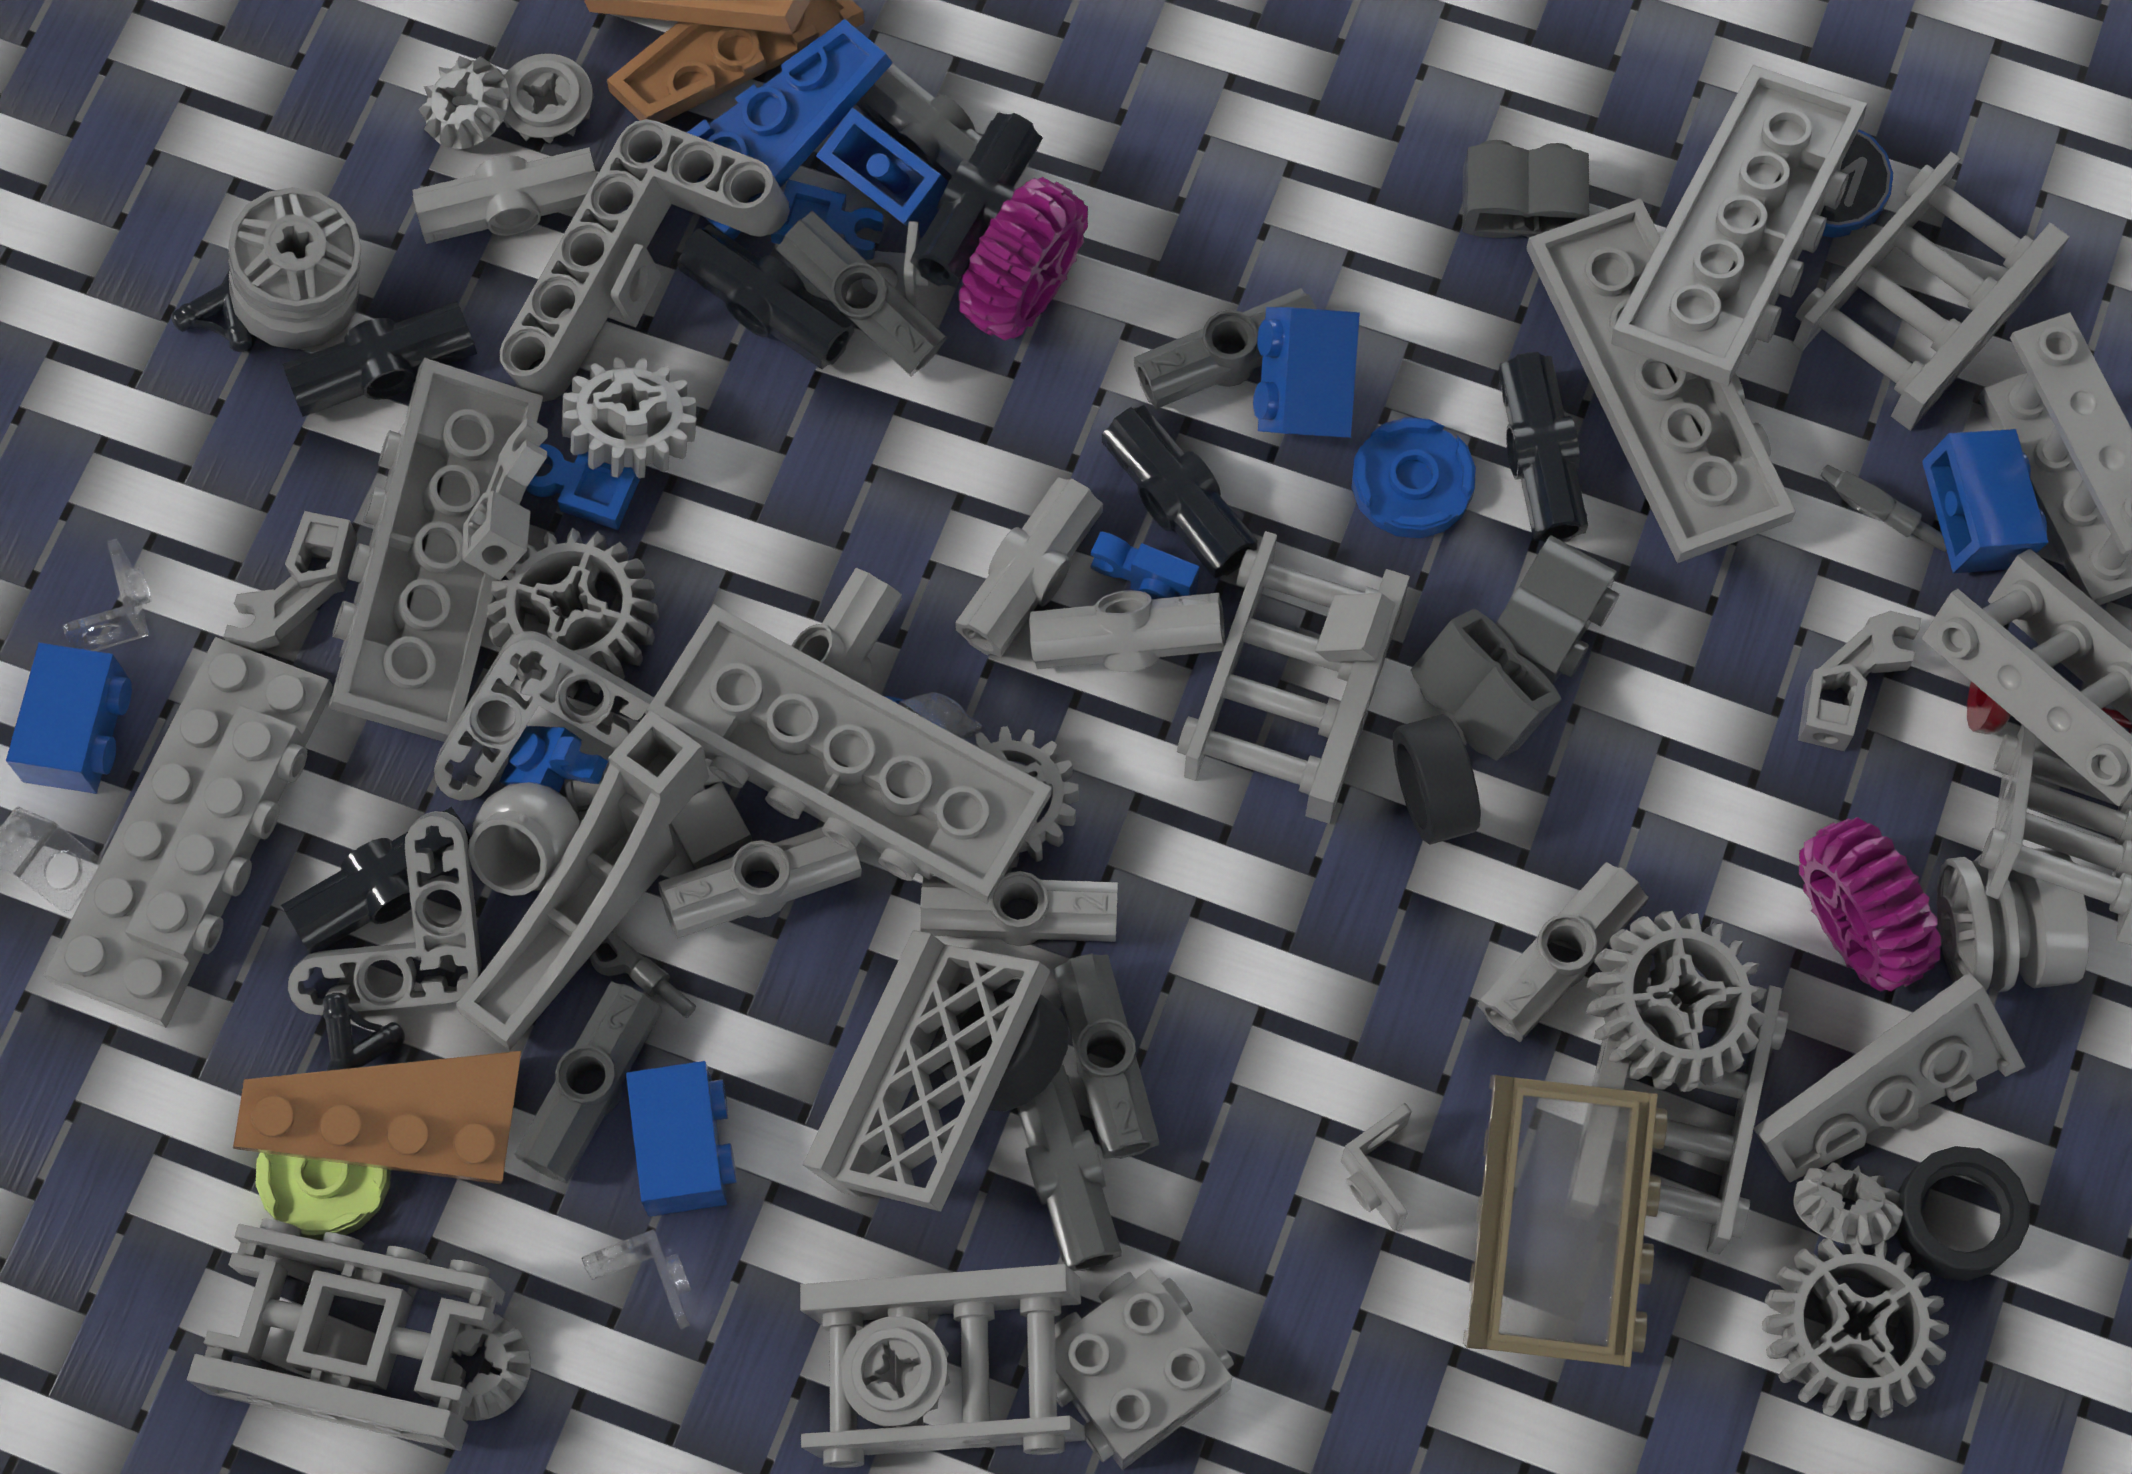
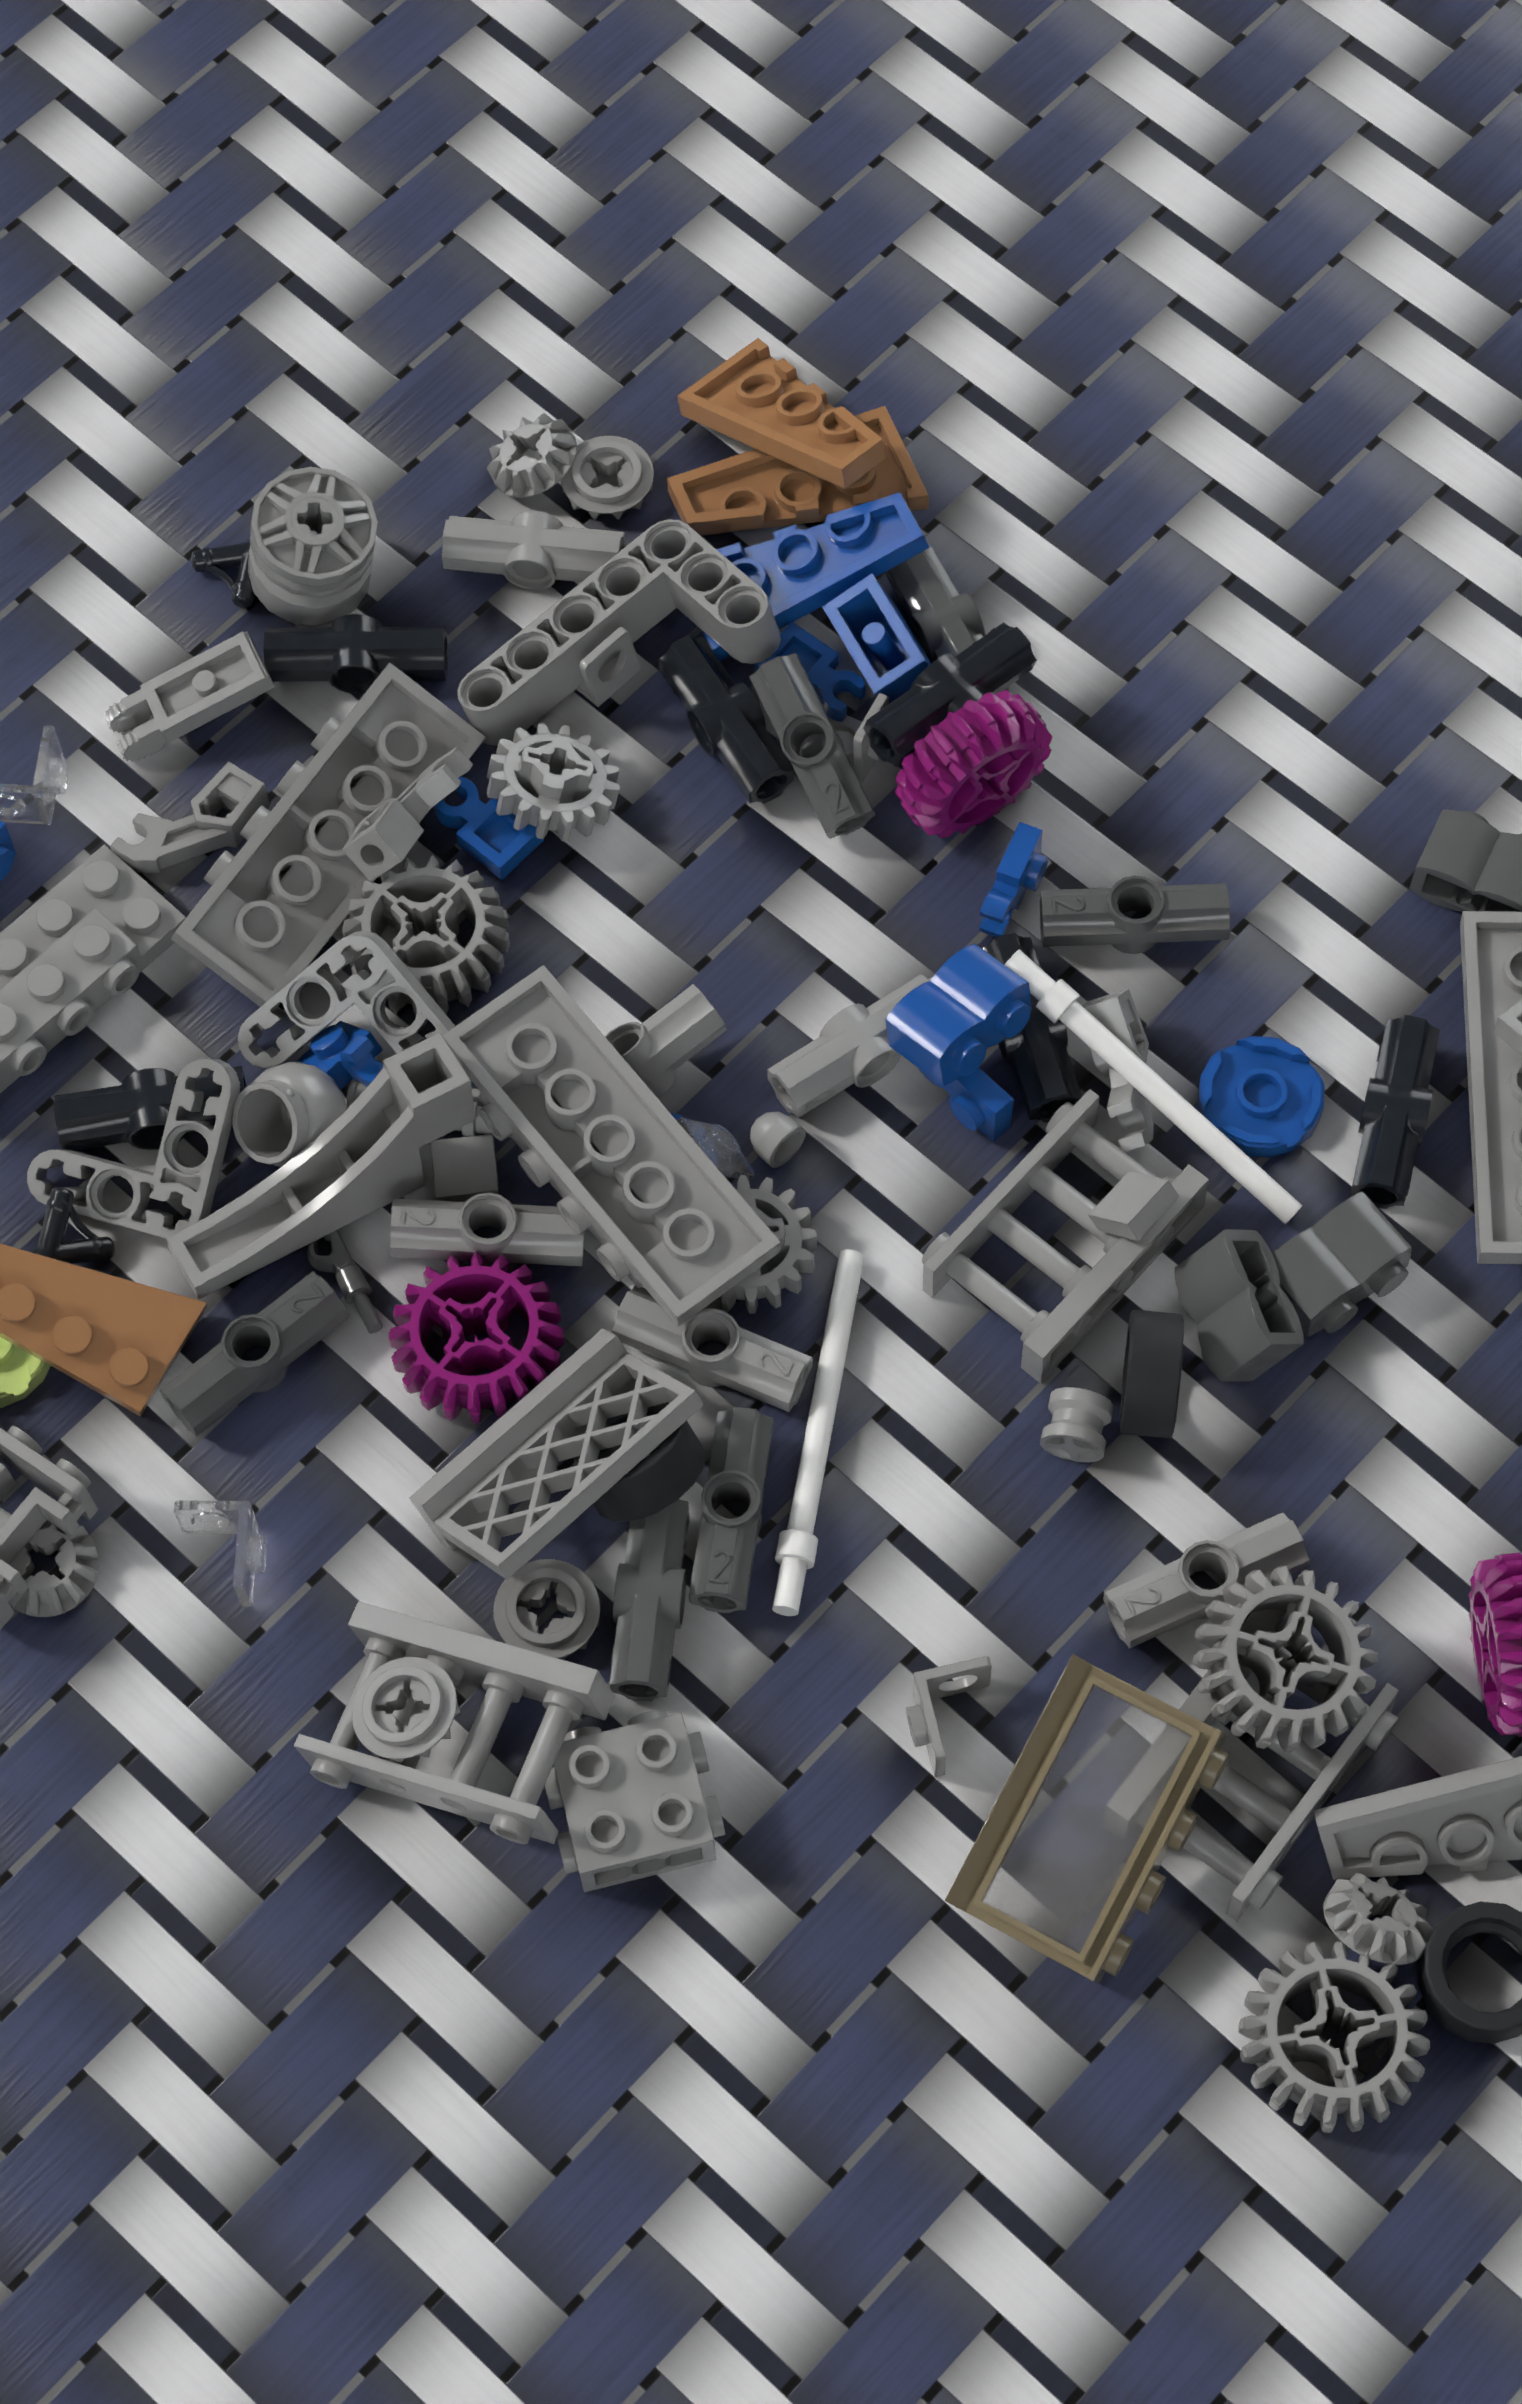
camera: 25 degrees right, 5 degrees down
(236, 459) = (189, 696): none -> light grey hinge
(678, 1138) = (311, 1434): blue brick -> none
(767, 976) = (499, 1297): none -> magenta gear
(989, 684) = (776, 1138): none -> light grey hinge
(1000, 1238) = (530, 1589): none -> light grey gear
(1105, 344) = (1019, 870): none -> blue plate
(1120, 505) = (959, 1015): none -> blue brick
(1127, 631) = (922, 1134): light grey piece -> none
(1177, 1065) = (797, 1544): none -> white bar
(1207, 460) = (1060, 1003): none -> white bar
(1274, 485) = (1132, 1109): none -> light grey piece
(1307, 371) = (1193, 957): blue brick -> none
(1385, 851) = (1077, 1424): none -> light grey wheel

